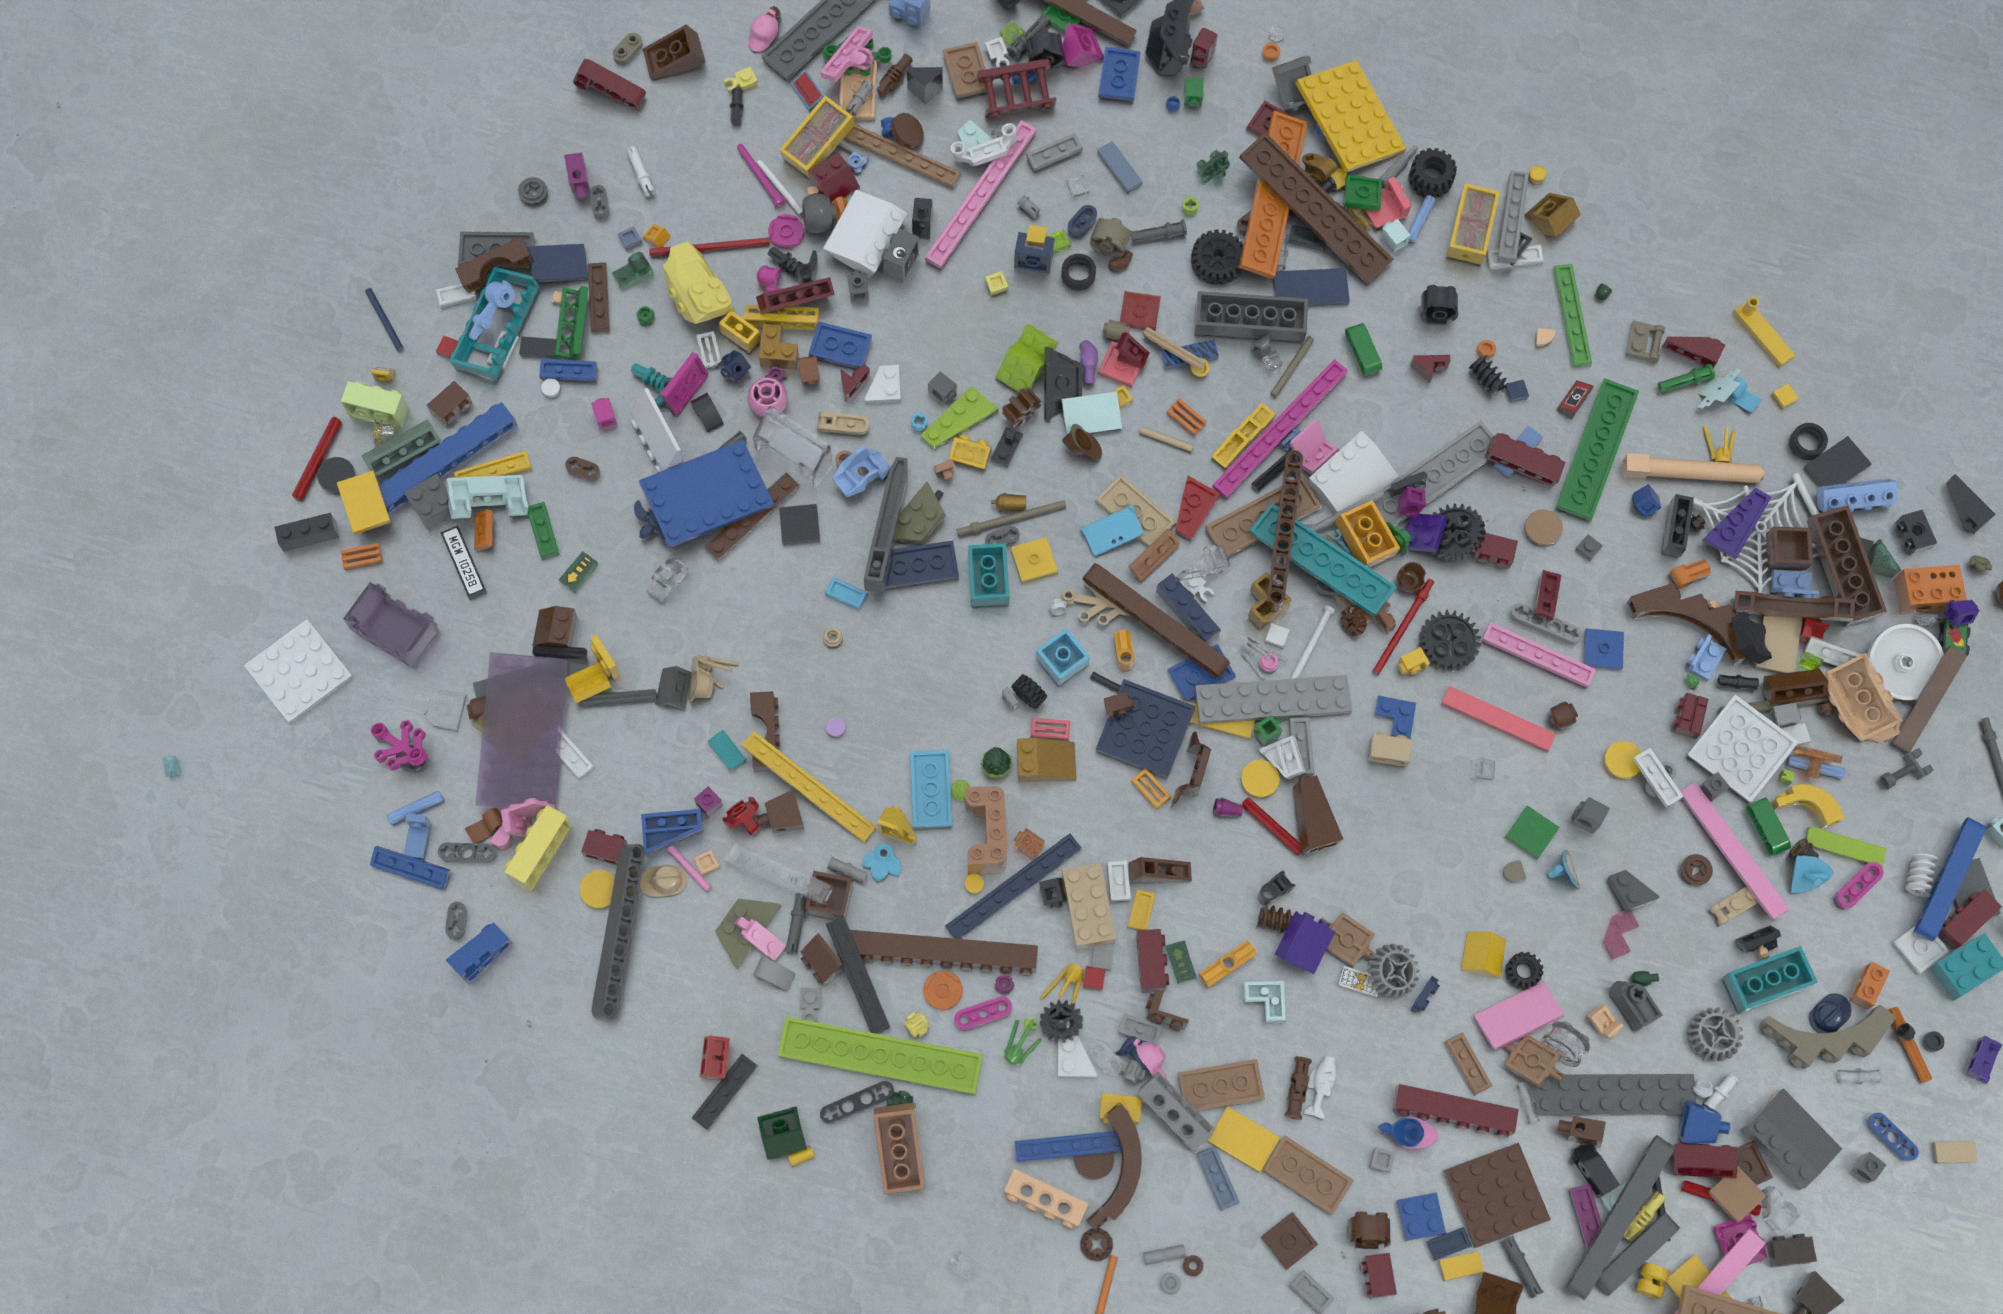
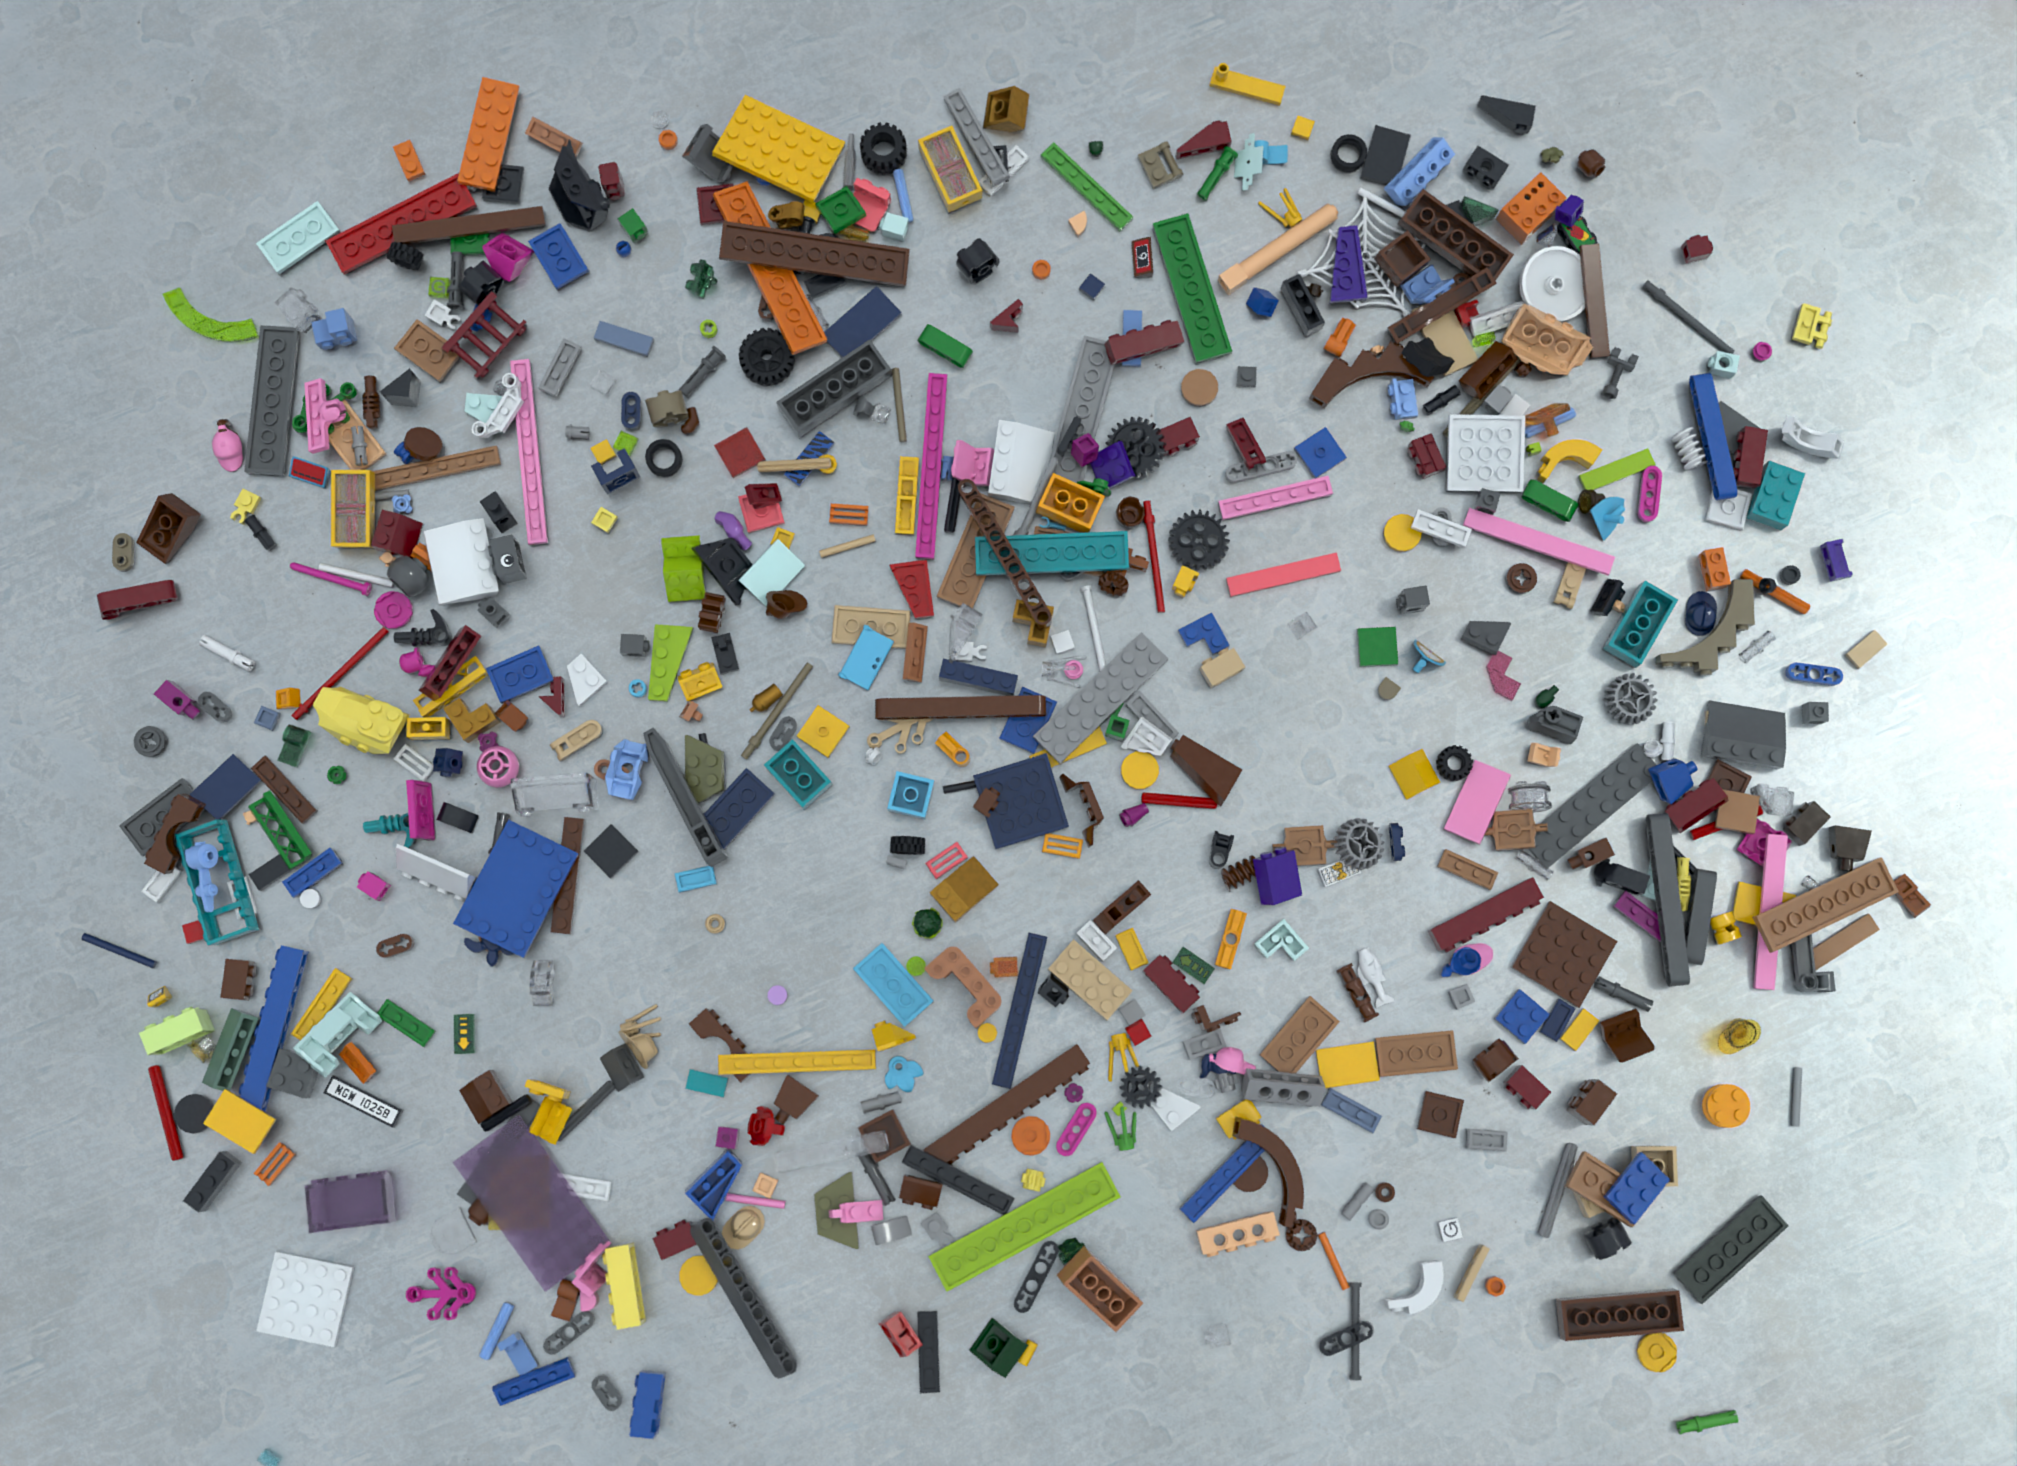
camera: 40 degrees left, 10 degrees up
(1114, 329) = (734, 485): dark tan brick -> none
(1488, 376) = (1060, 291): black piece -> none
(1537, 174) = (967, 83): yellow tile -> none
(1563, 715) = (1331, 533): reddish brown head -> none

